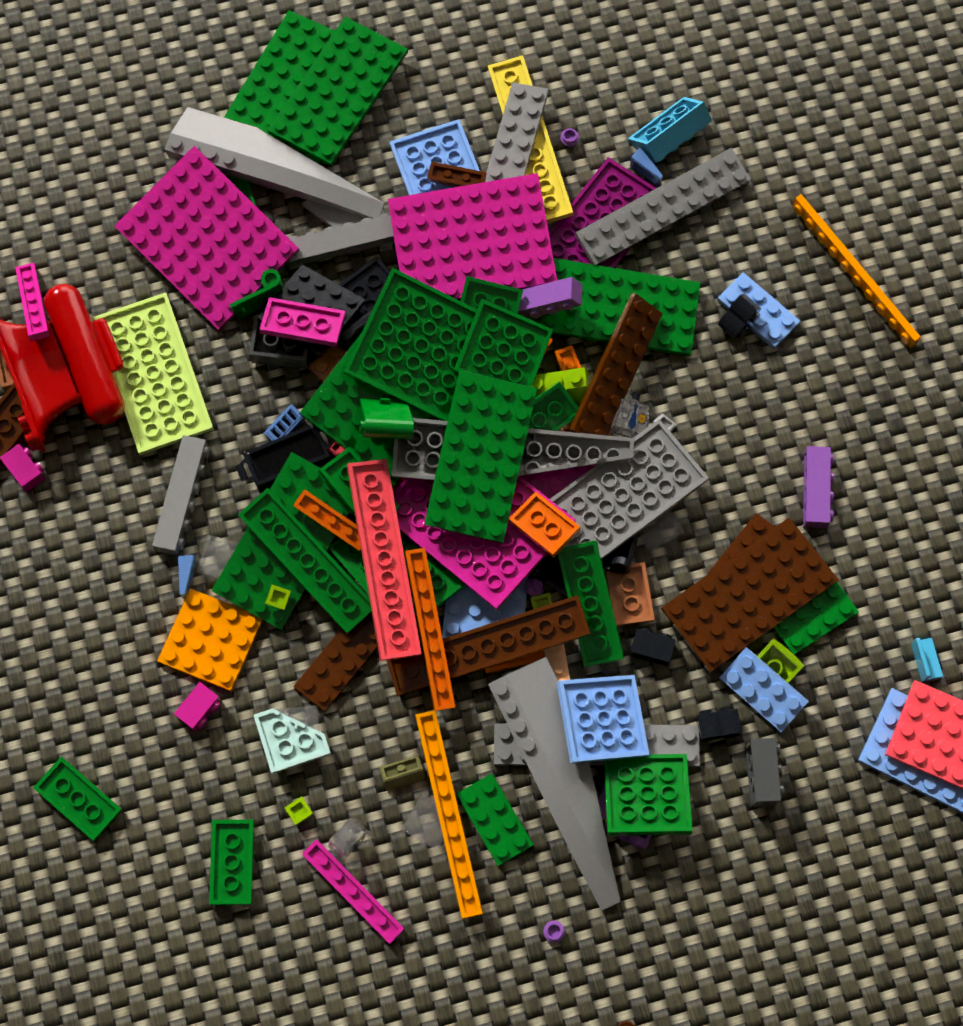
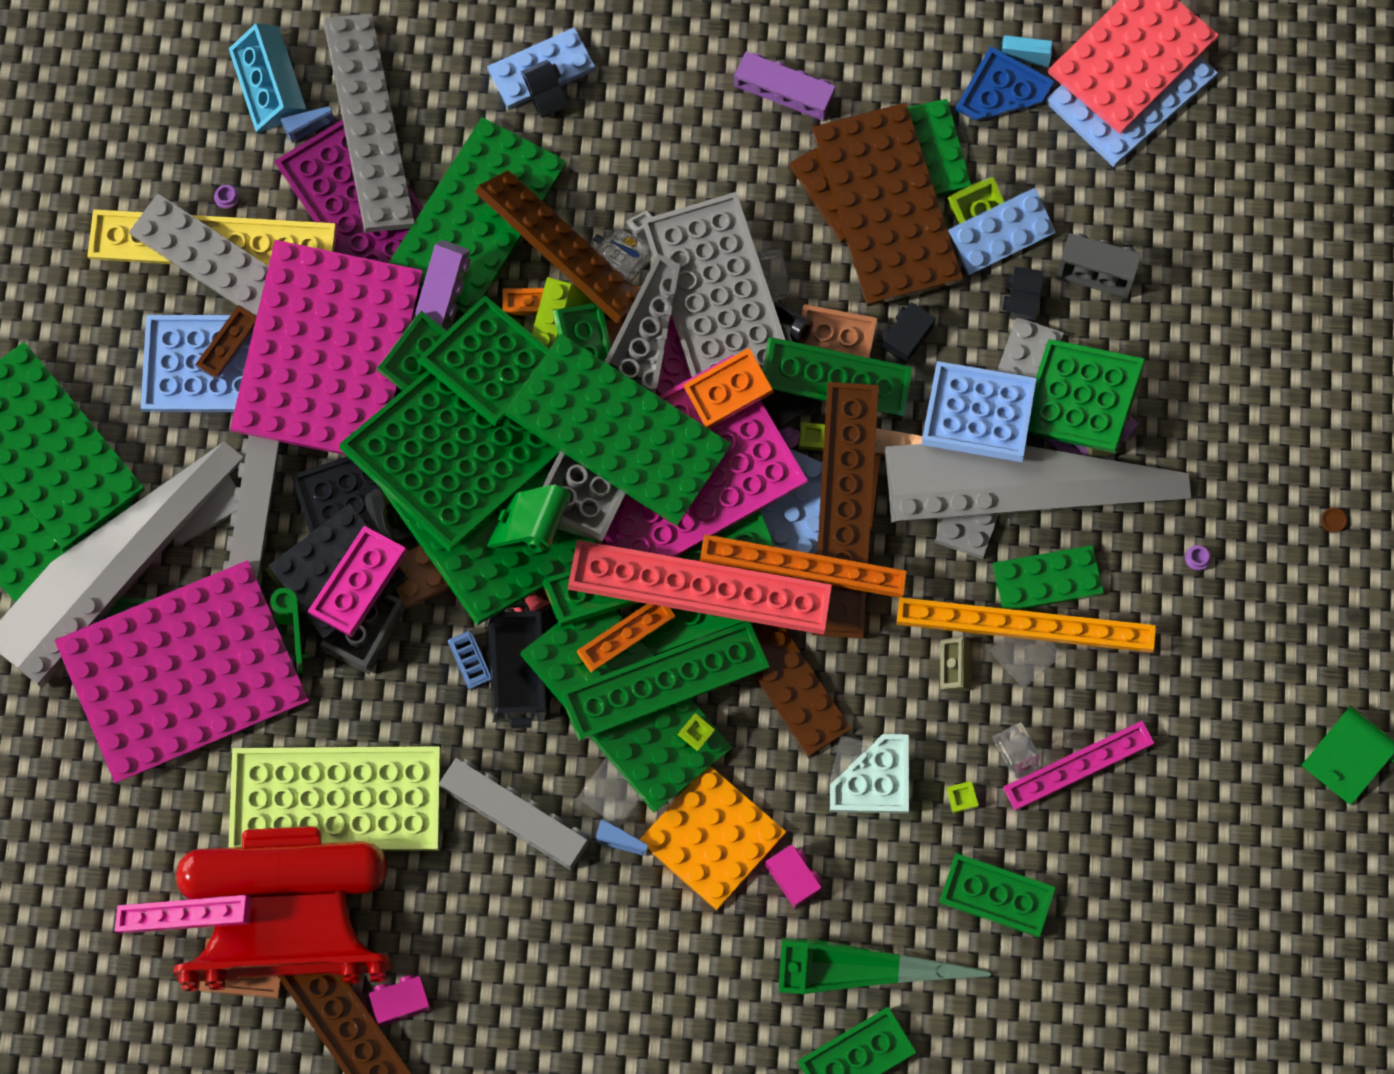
camera: 70 degrees left, 0 degrees up
(137, 753) = (828, 966): none -> green plate
(886, 650) = (1002, 87): none -> blue plate

